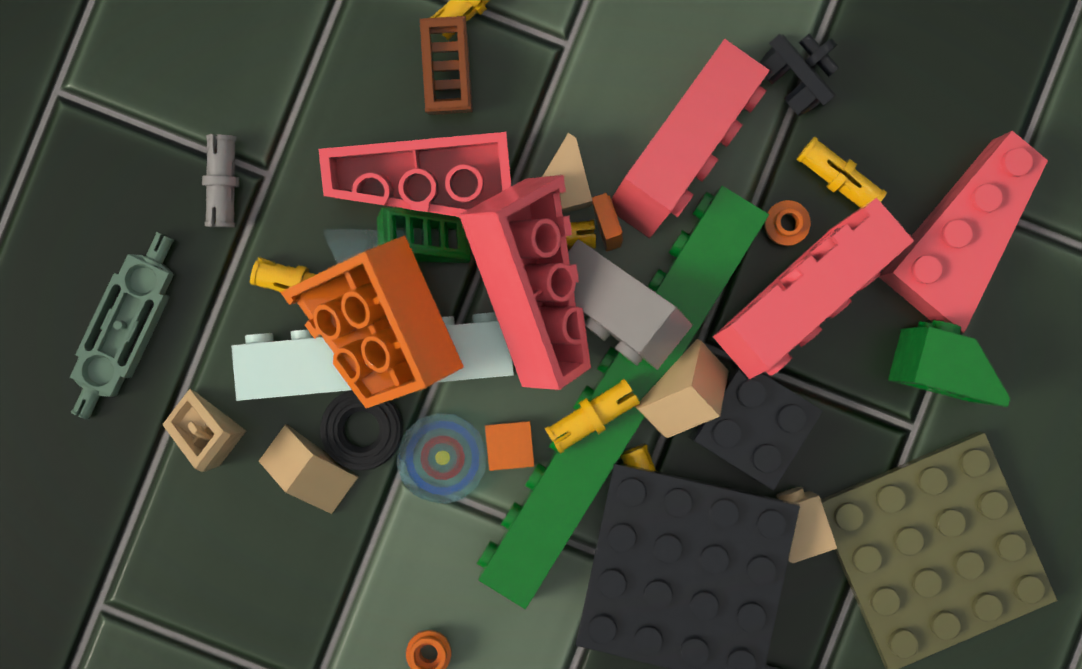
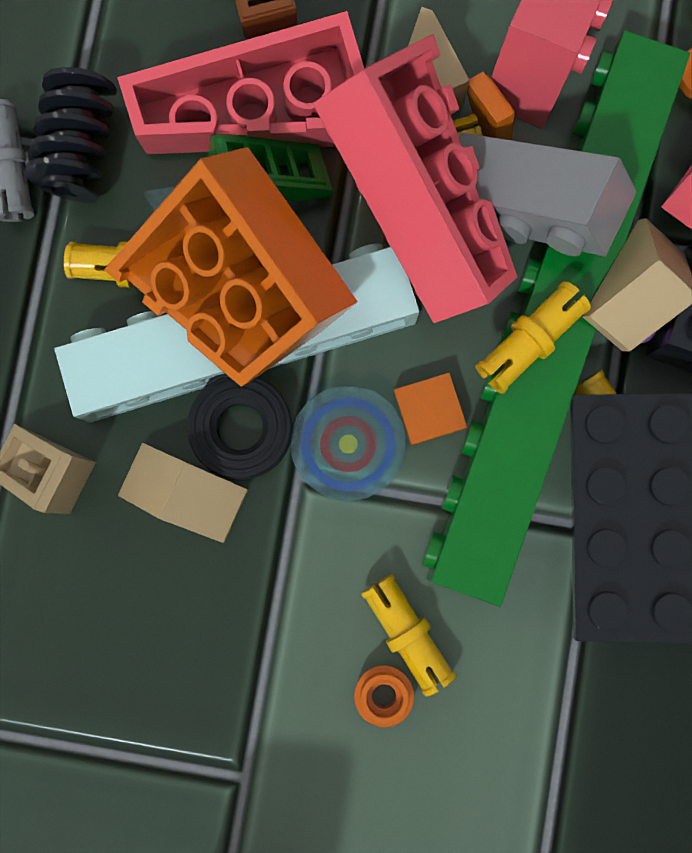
camera: 15 degrees left, 5 degrees down
(274, 174) = (66, 132): none -> black piece
(456, 612) = (409, 635): none -> yellow pin

